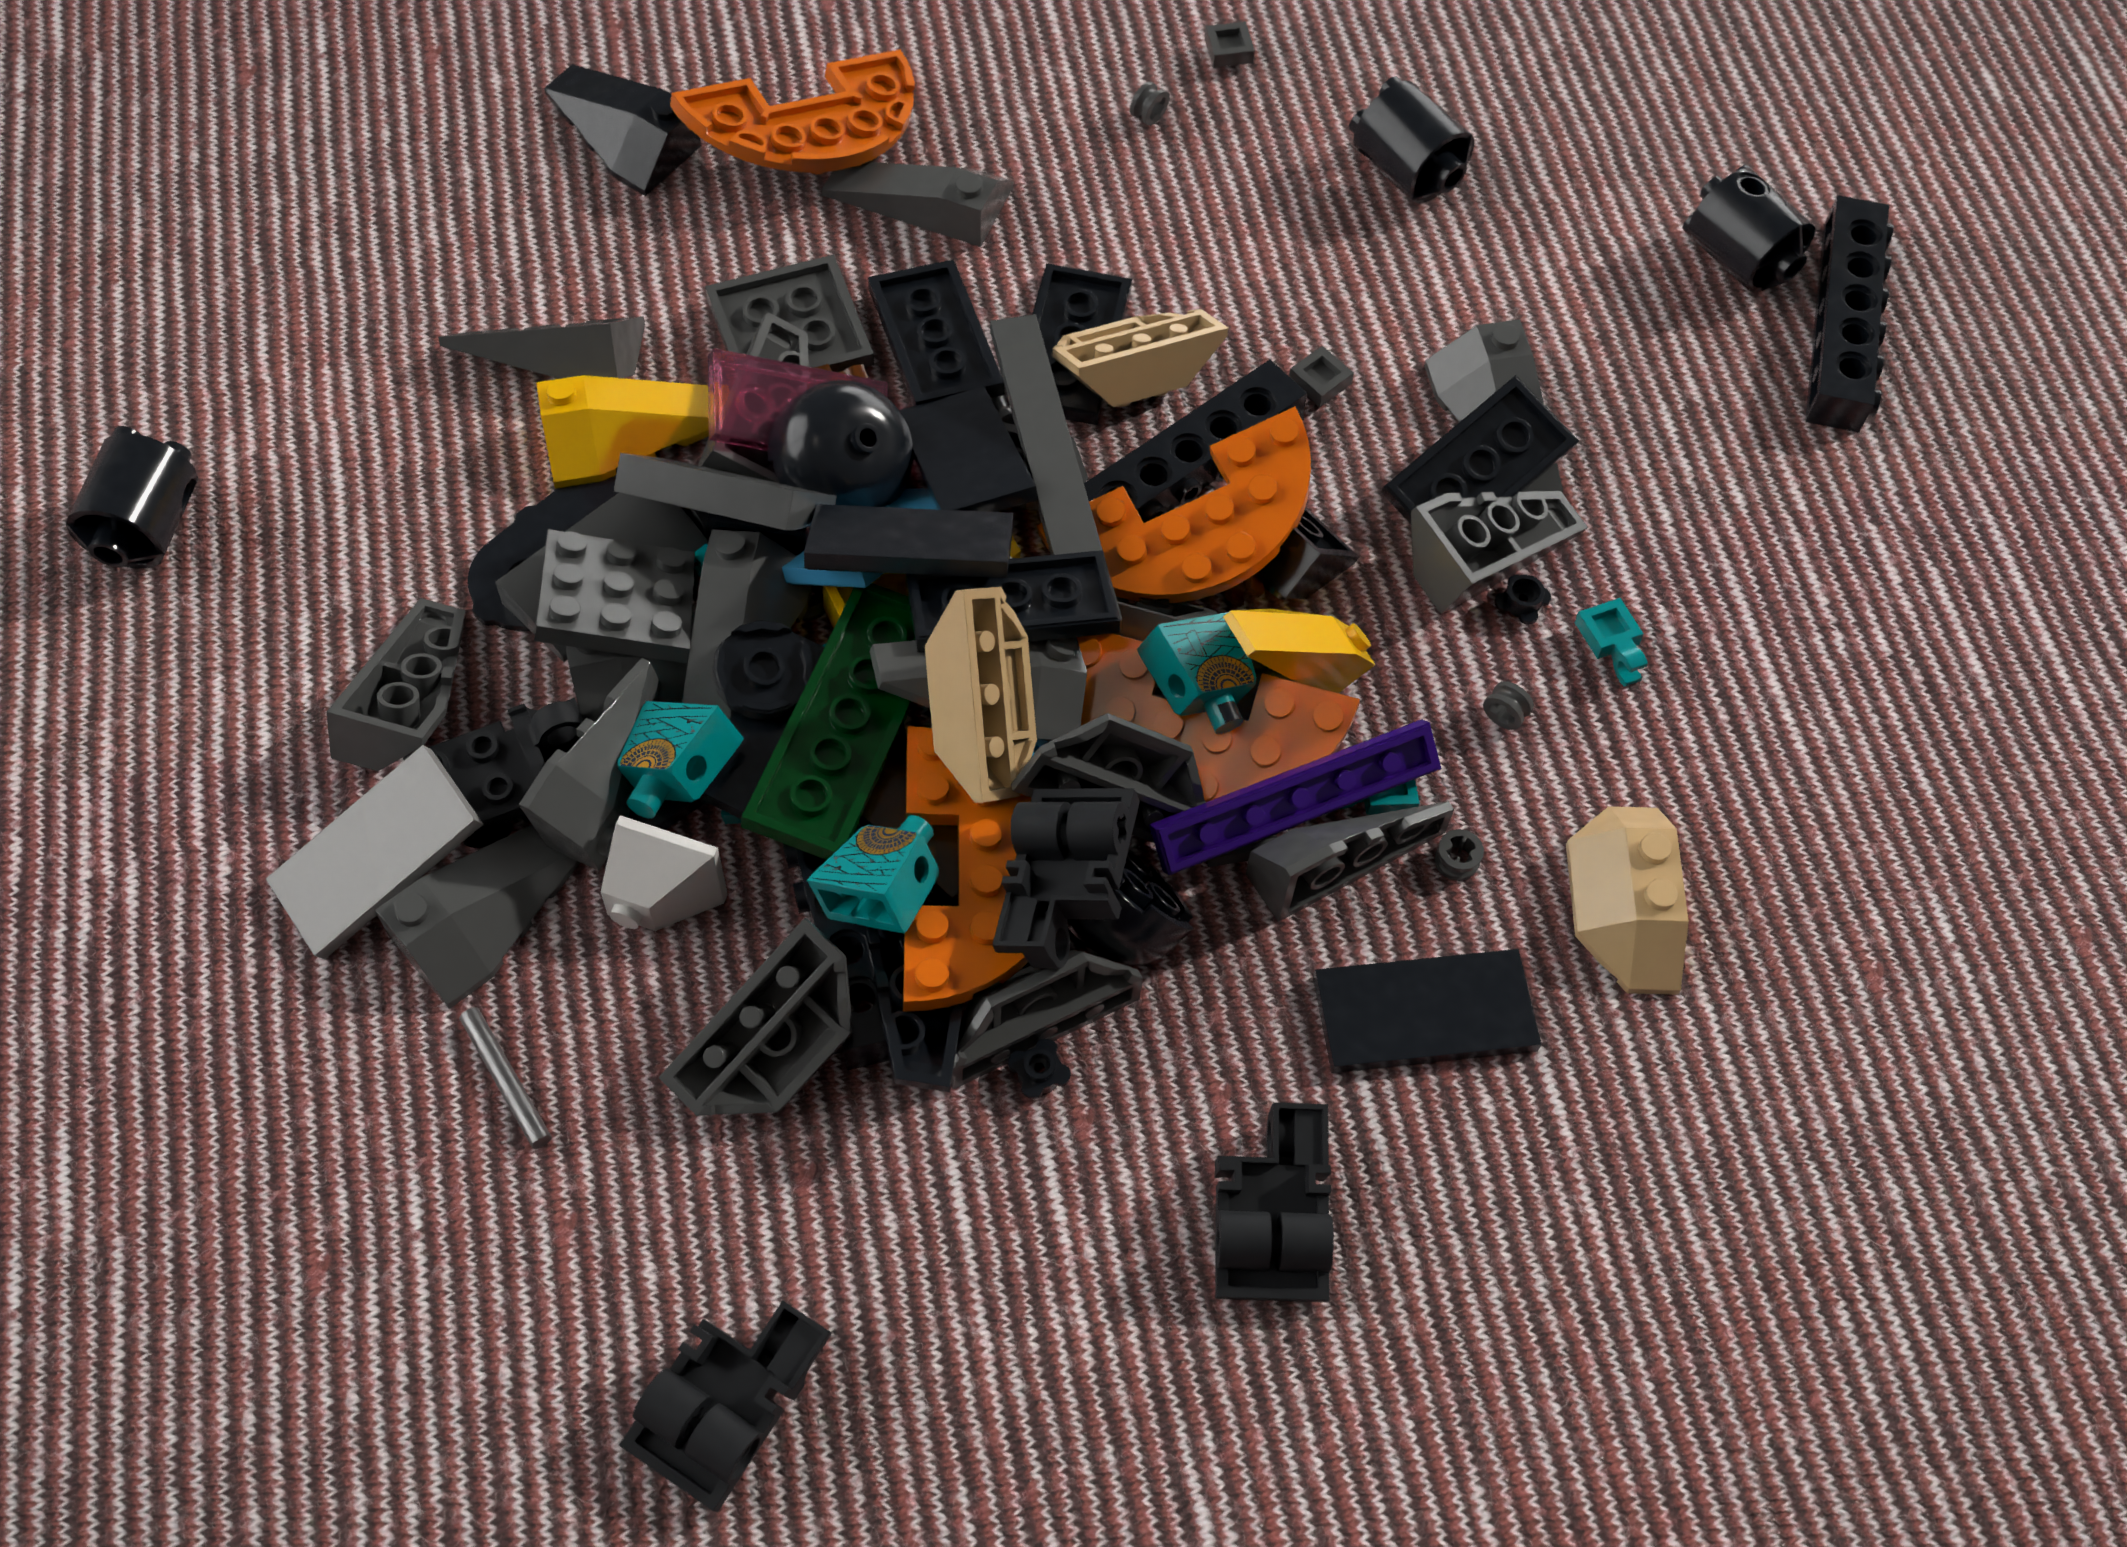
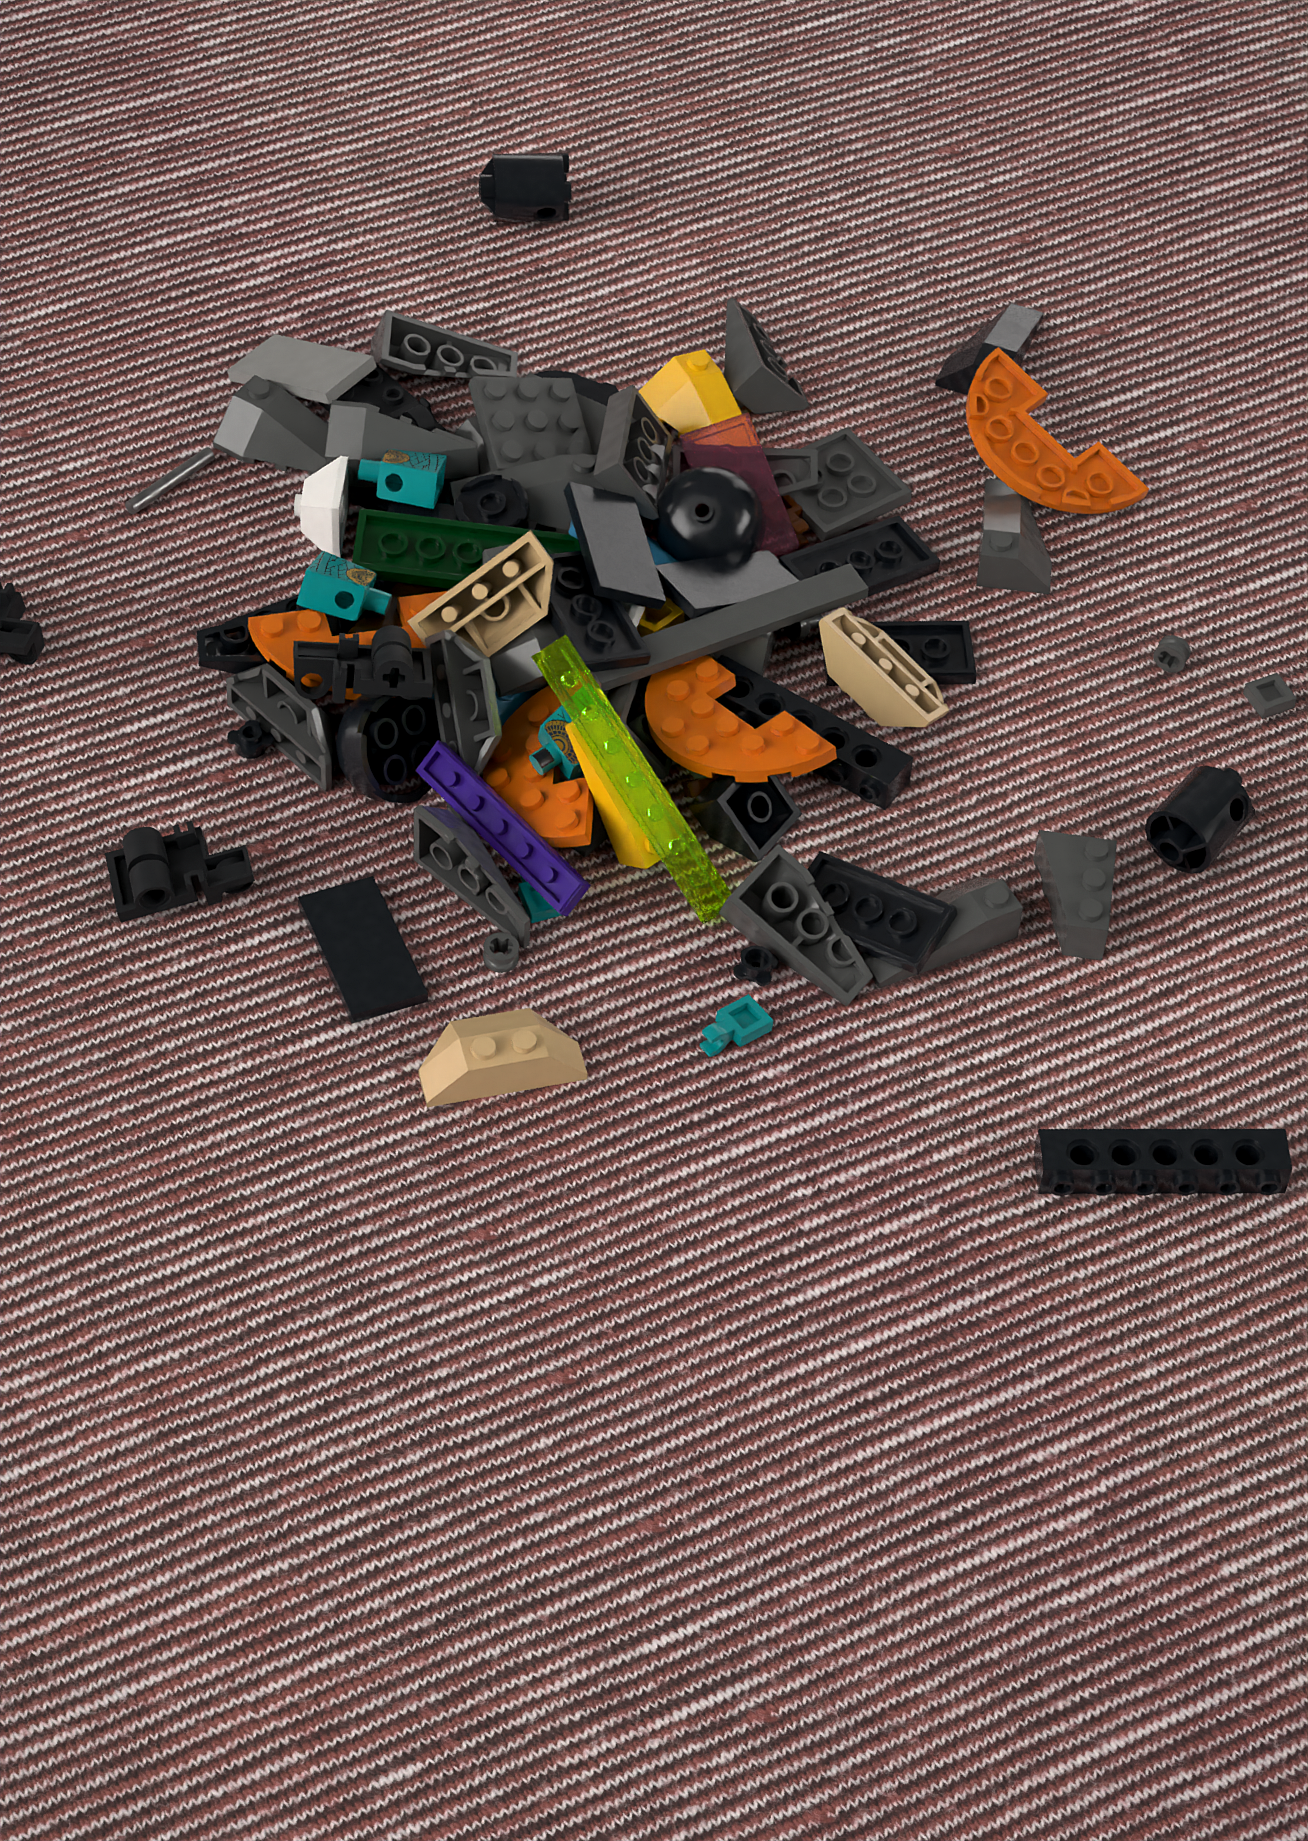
camera: 75 degrees right, 10 degrees down
(769, 1031) = (224, 577): dark grey wedge -> none
(1301, 616) = (633, 777): none -> clear neon green tile
(1321, 376) = (926, 806): dark grey plate -> none
(1482, 272) = (1079, 887): none -> dark grey wedge
(1508, 705) = (644, 962): dark grey bush -> none
(1750, 230) = (1211, 1066): black cylinder -> none

